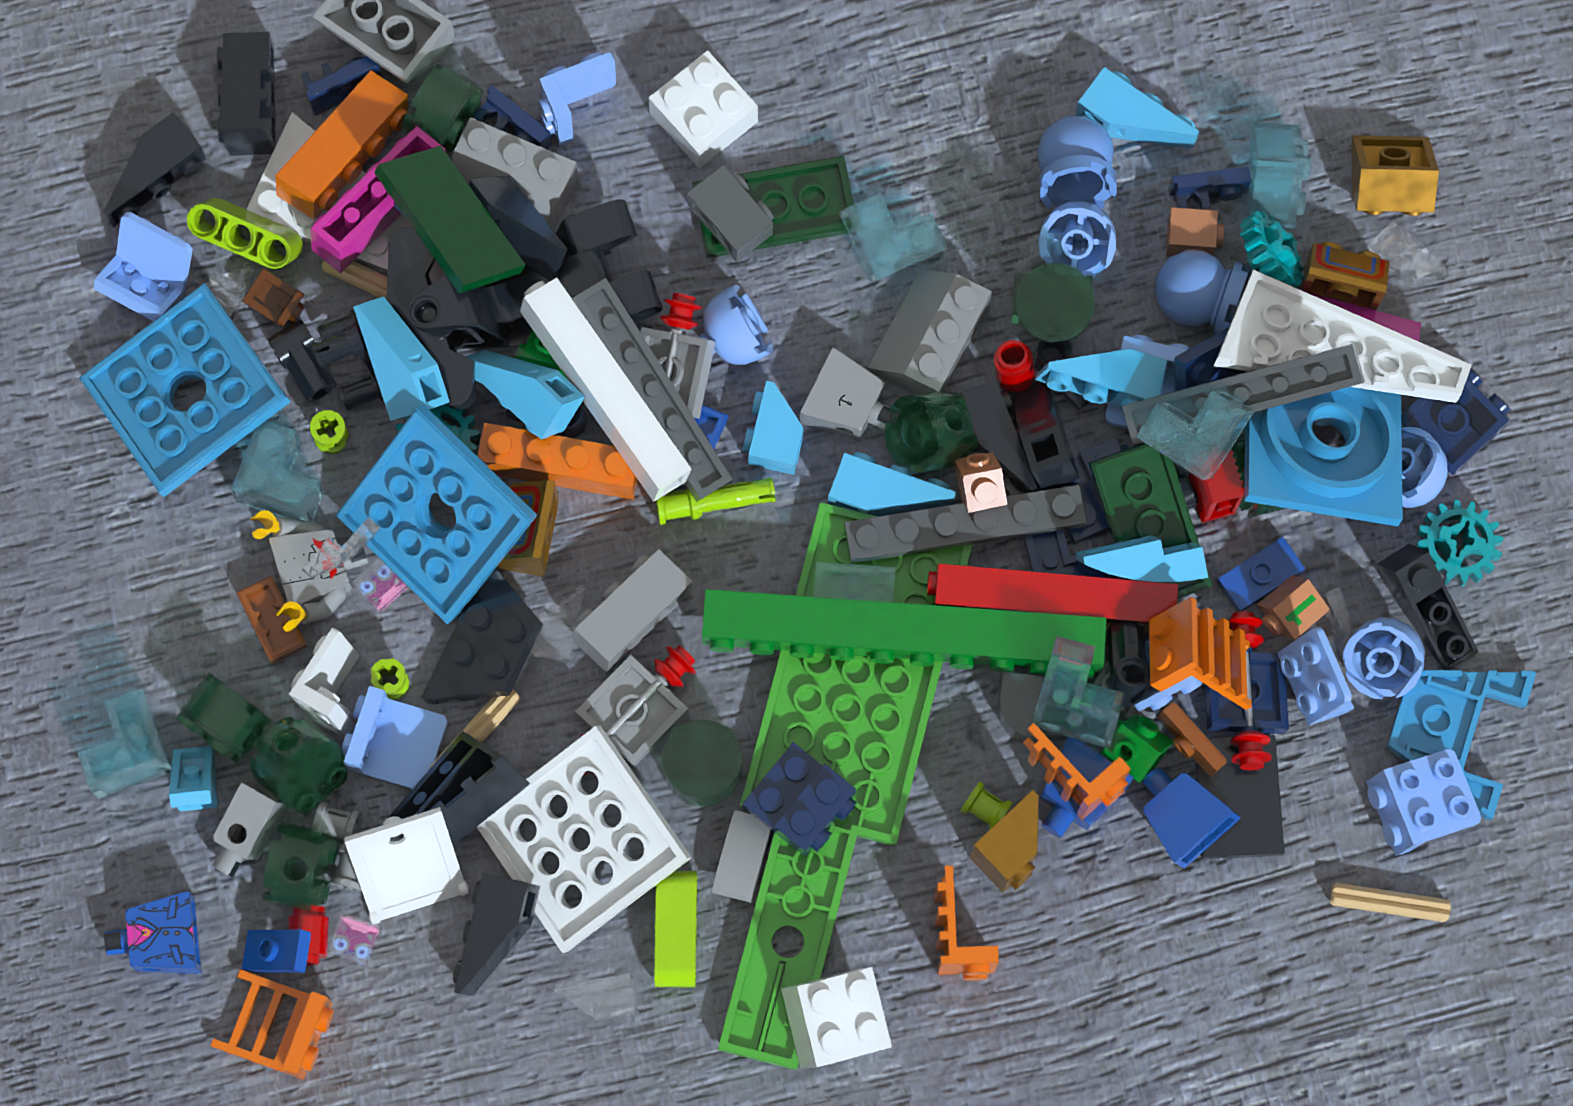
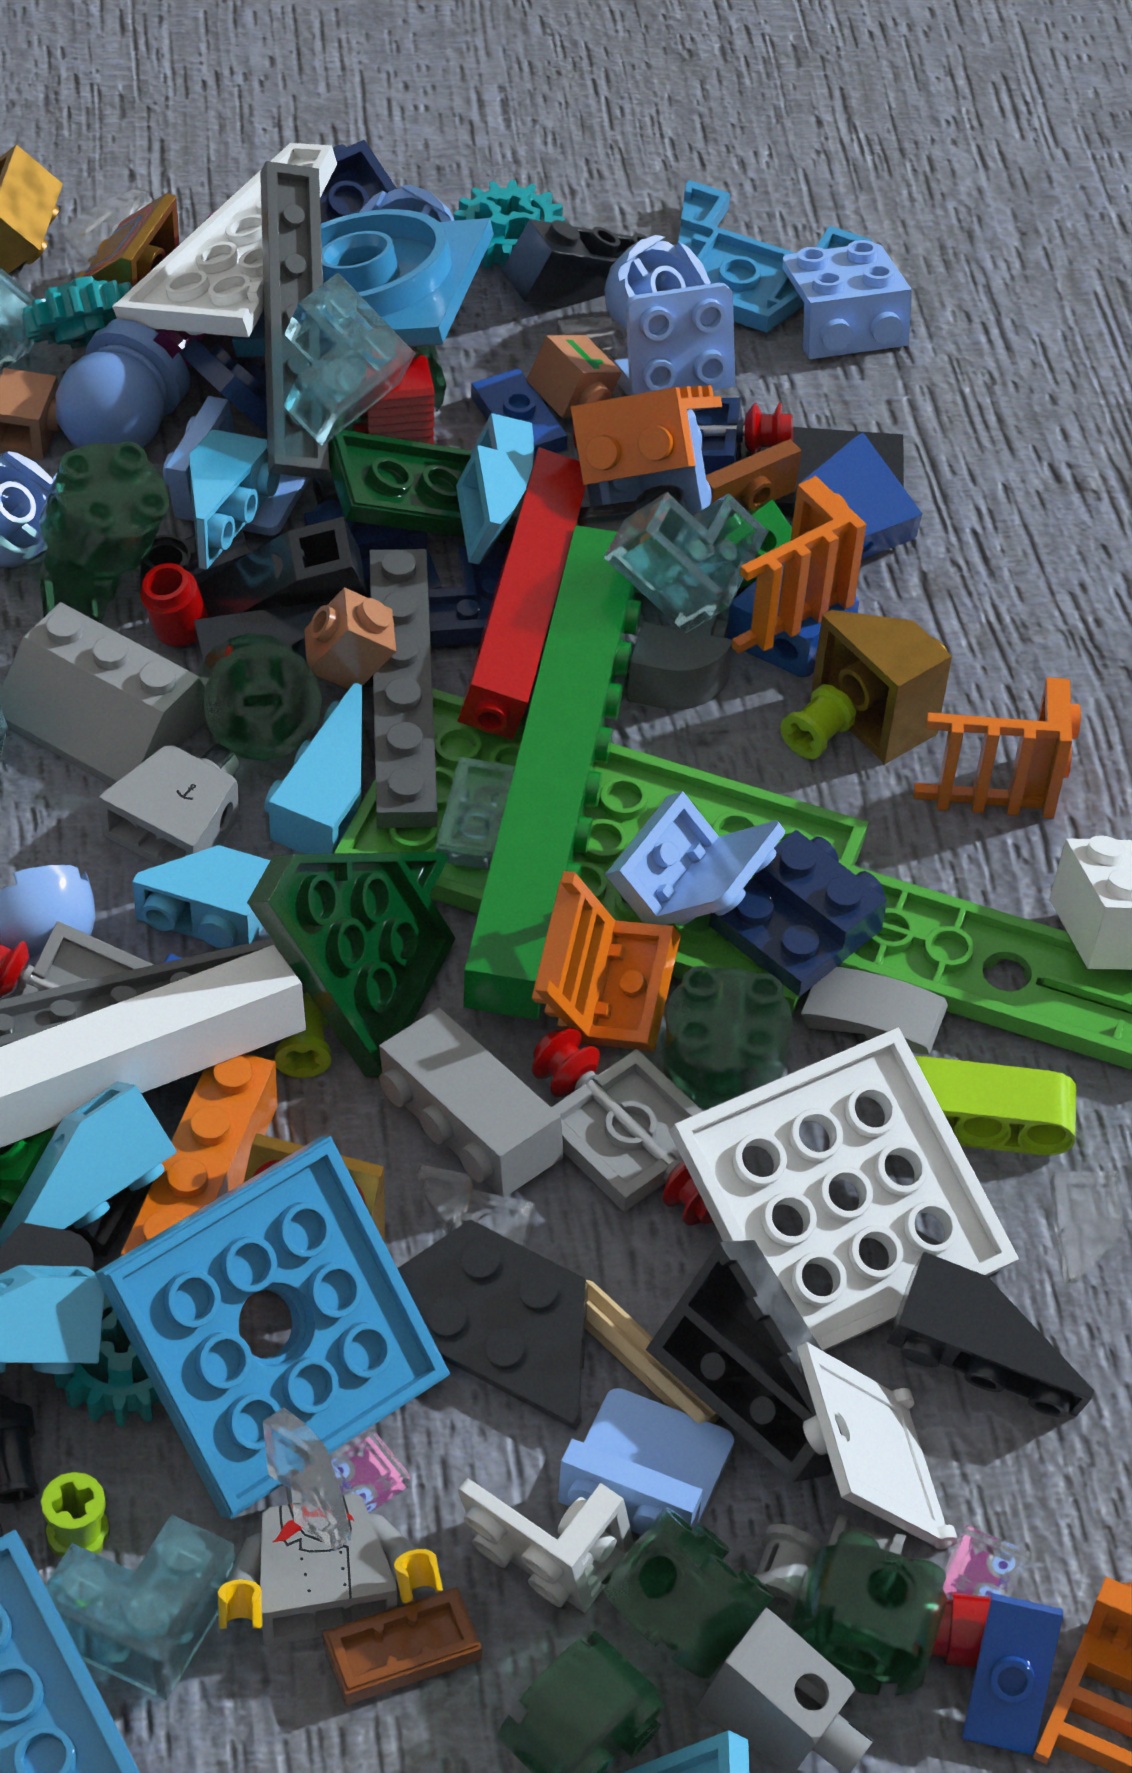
camera: 85 degrees left, 25 degrees down
(390, 667) = (536, 1462): lime bush -> none
(723, 524) = (358, 938): none -> dark green wing
(732, 677) = (604, 972): none -> orange plate
(818, 724) = (685, 869): none -> light blue bracket
(1390, 902) = (971, 352): tan axle -> none

